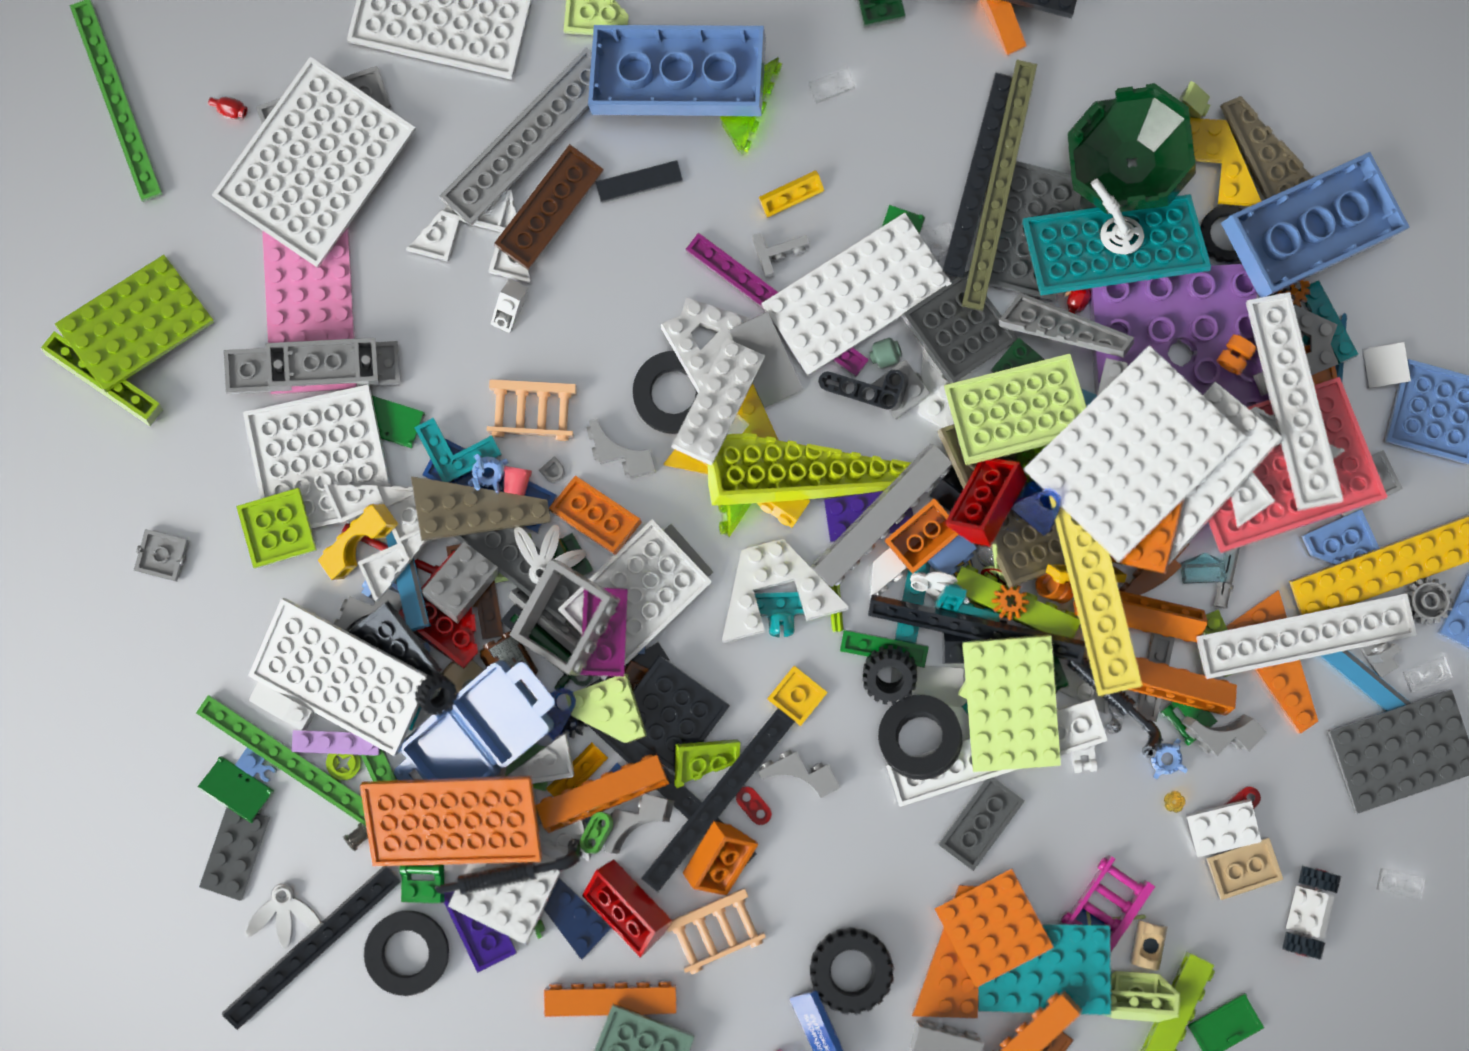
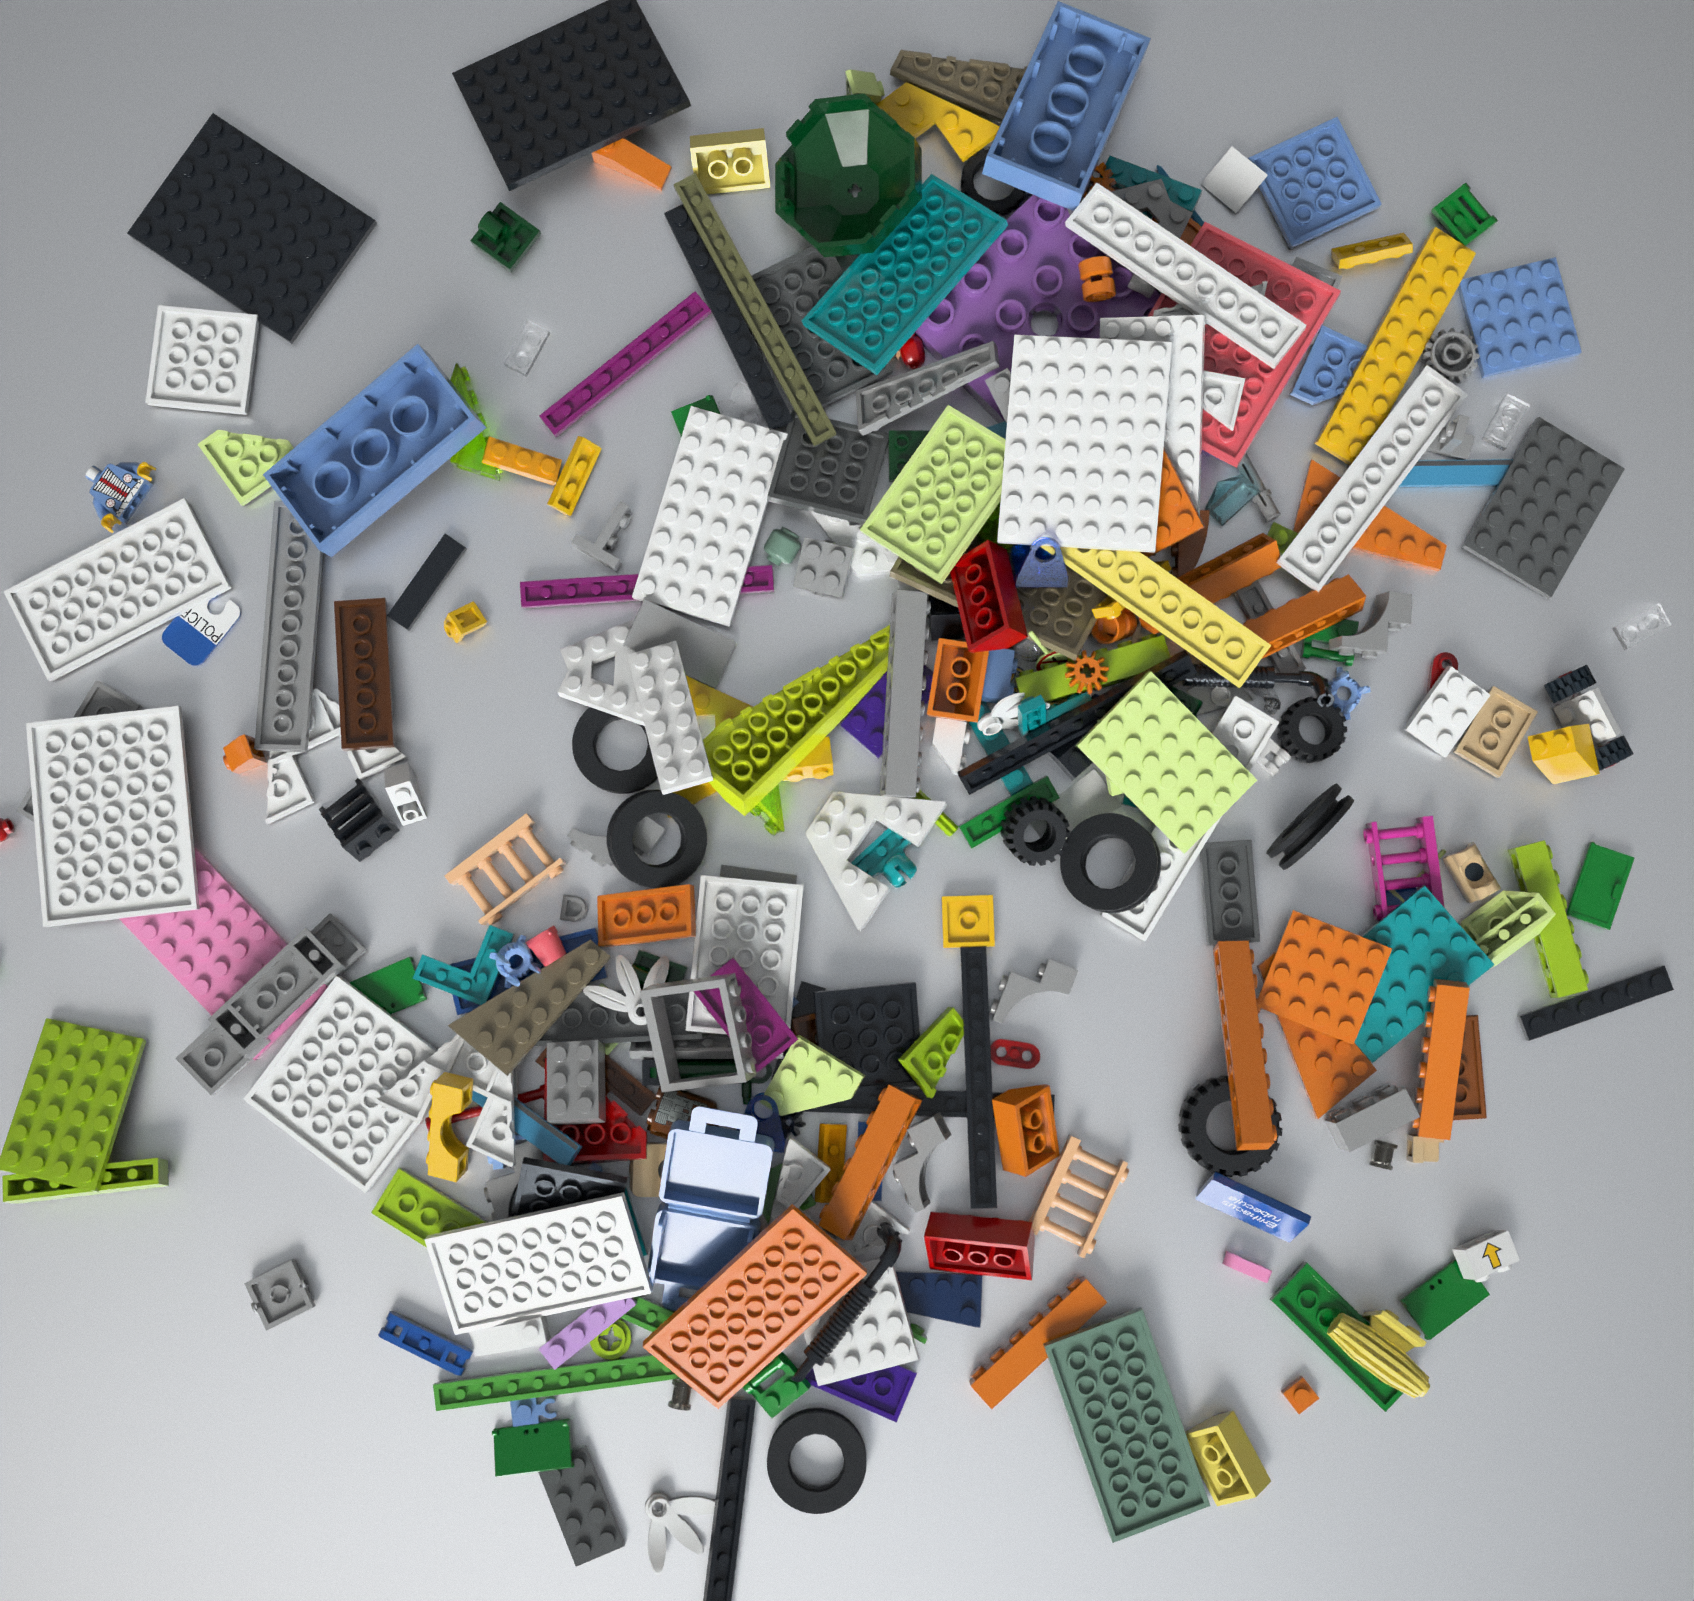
camera: 35 degrees left, 0 degrees up
(224, 665) = (425, 1343): none -> blue plate
(276, 528) = (364, 1178): lime plate -> none
(297, 582) = (420, 1208): none -> lime plate
(427, 689) = (629, 1202): black tyre -> none
(428, 193) = (242, 756): none -> orange slope
(465, 308) = (366, 830): none -> black plate
(467, 90) = (199, 632): none -> piece
(595, 831) = (893, 1201): bright green plate -> none
(640, 227) = (463, 621): none -> yellow bracket
(655, 499) = (691, 847): none -> black tyre
(765, 155) = (521, 461): none -> light orange plate
(861, 388) = (787, 595): black beam -> none
(886, 149) = (625, 364): none -> magenta plate
(903, 926) = (1243, 1046): none -> orange brick
(1067, 74) = (730, 160): none -> light yellow slope
(1068, 824) = (1310, 826): none -> black tyre
(1107, 769) = (1297, 745): none -> black tyre
(1122, 230) = (900, 255): white dish -> none
(1180, 801) = (1389, 724): clear yellow plate -> none
(1276, 920) = (1565, 753): none -> yellow slope
(1437, 488) = (1371, 250): none -> yellow plate

